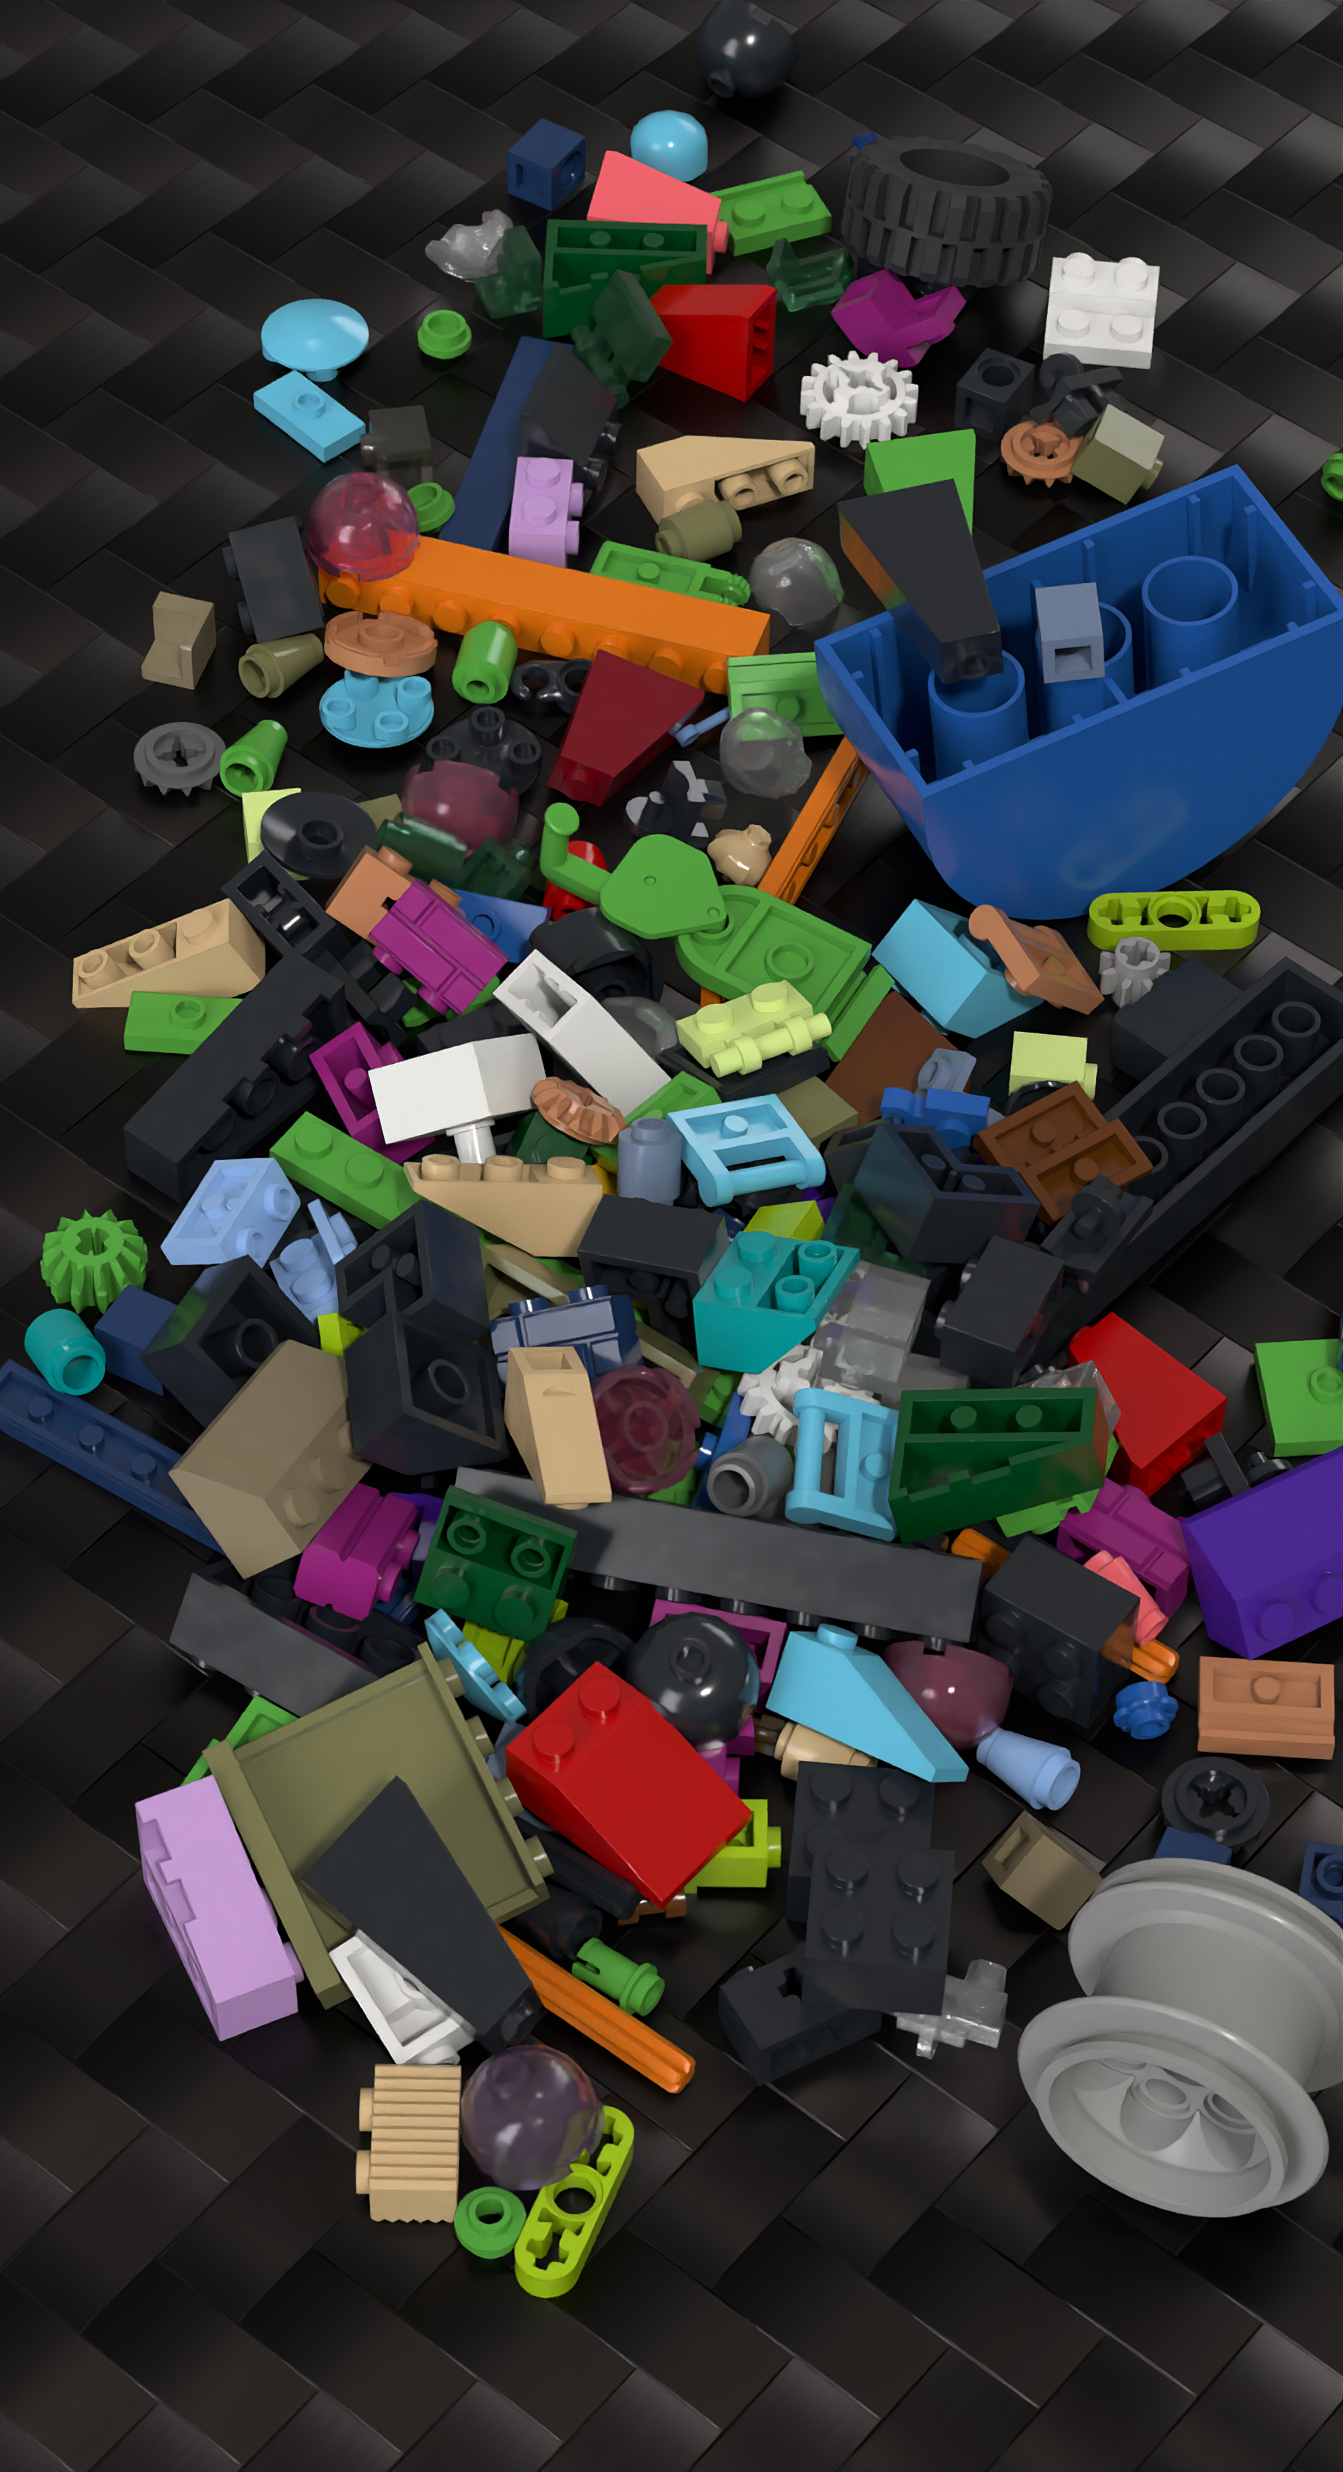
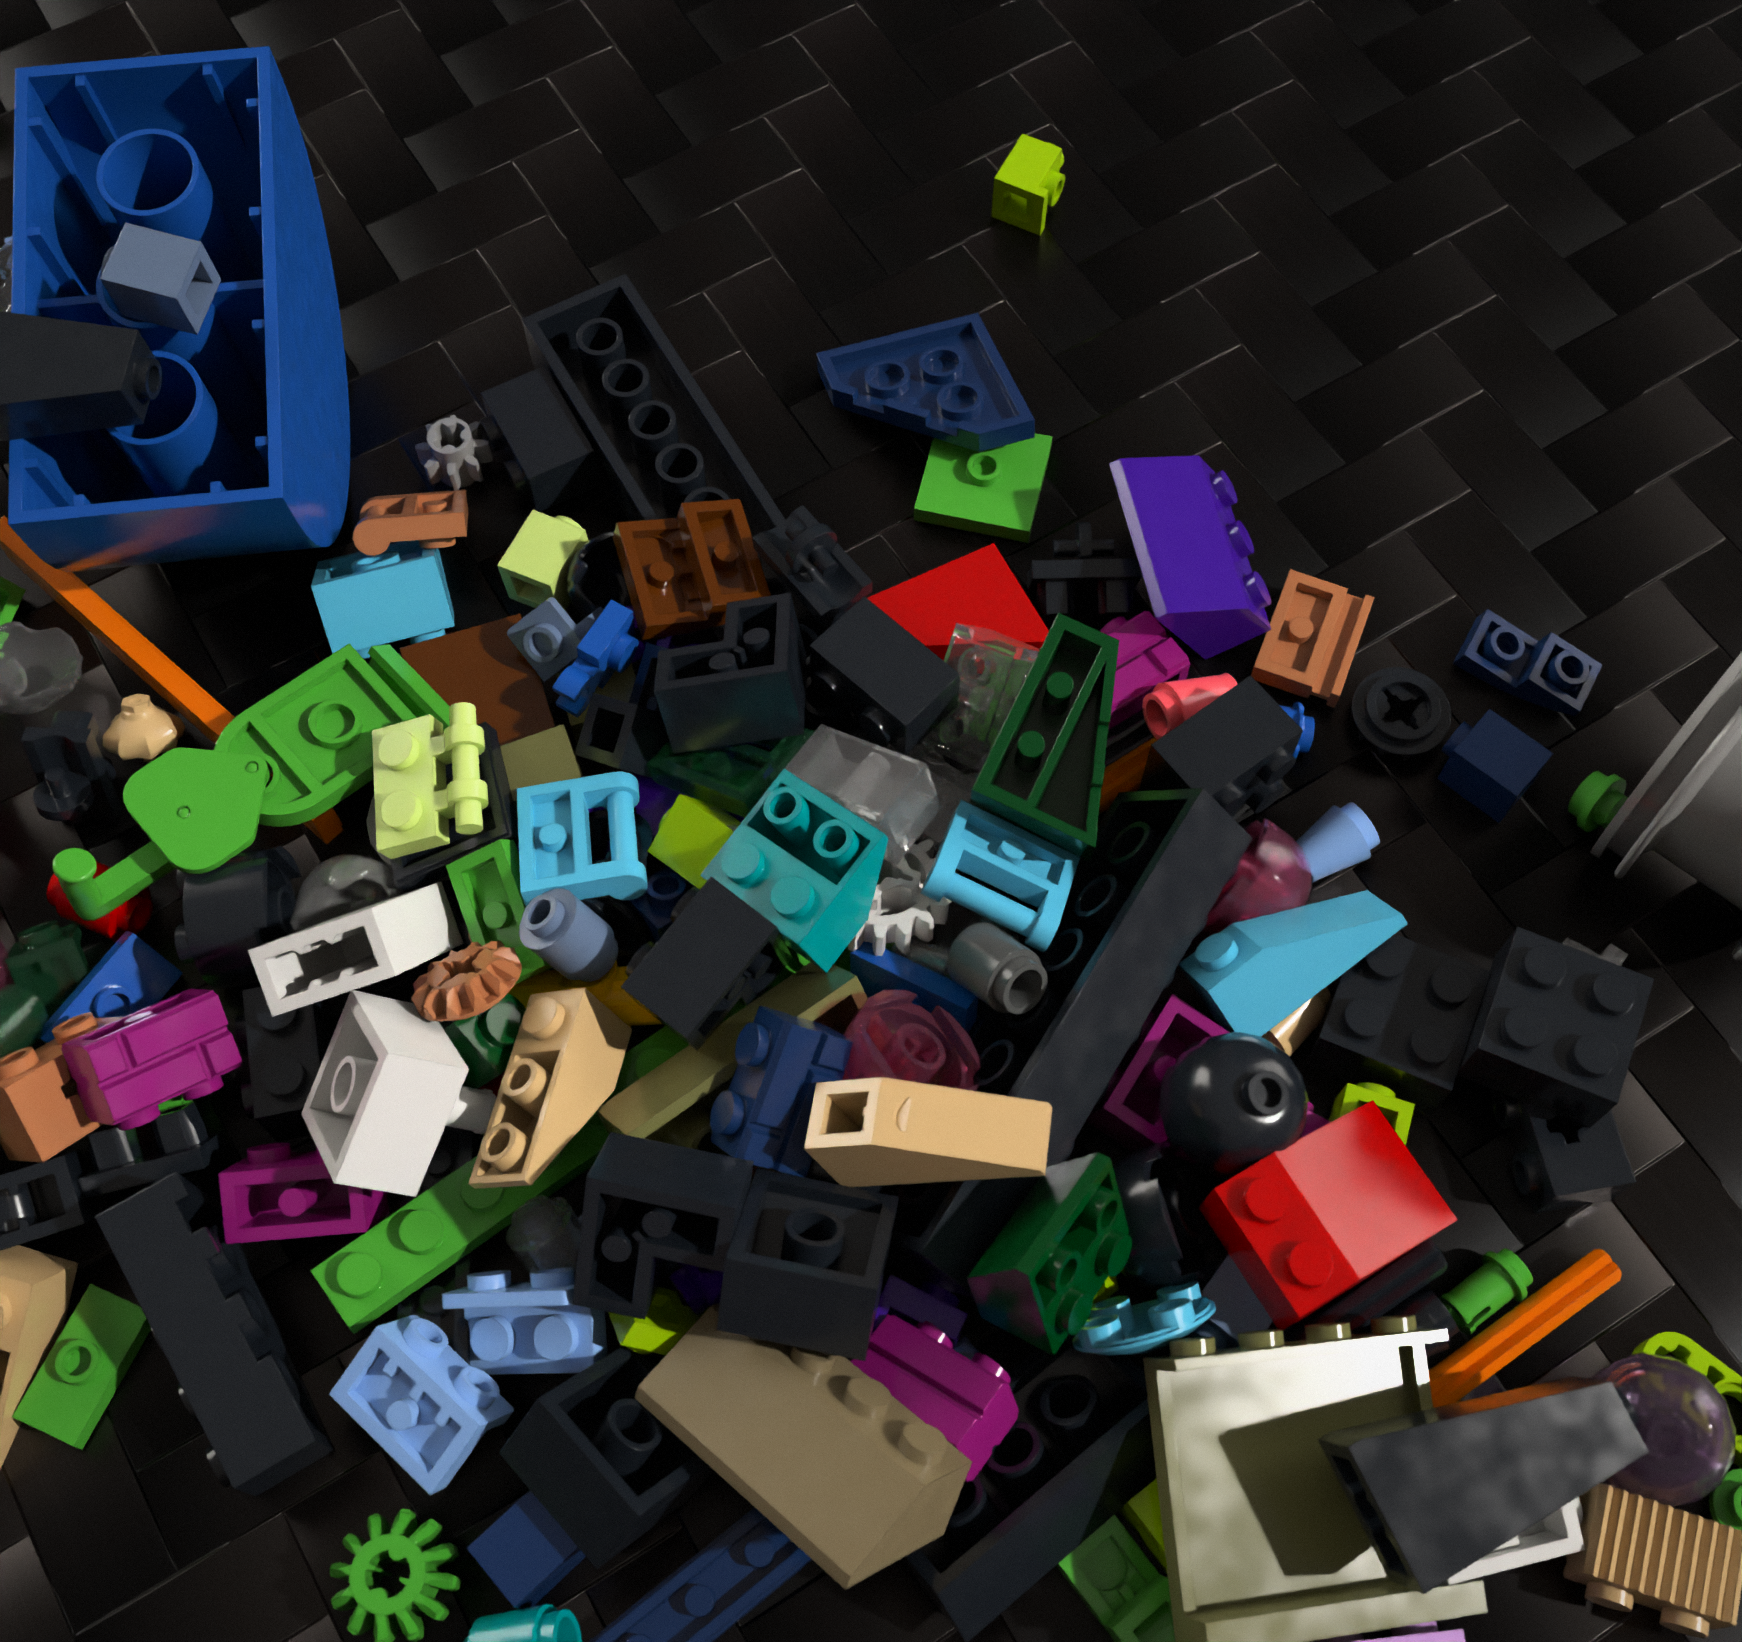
camera: 70 degrees left, 15 degrees up
(1042, 1871) = (1448, 874): dark tan panel -> none
(1215, 934) = (400, 429): lime beam -> none

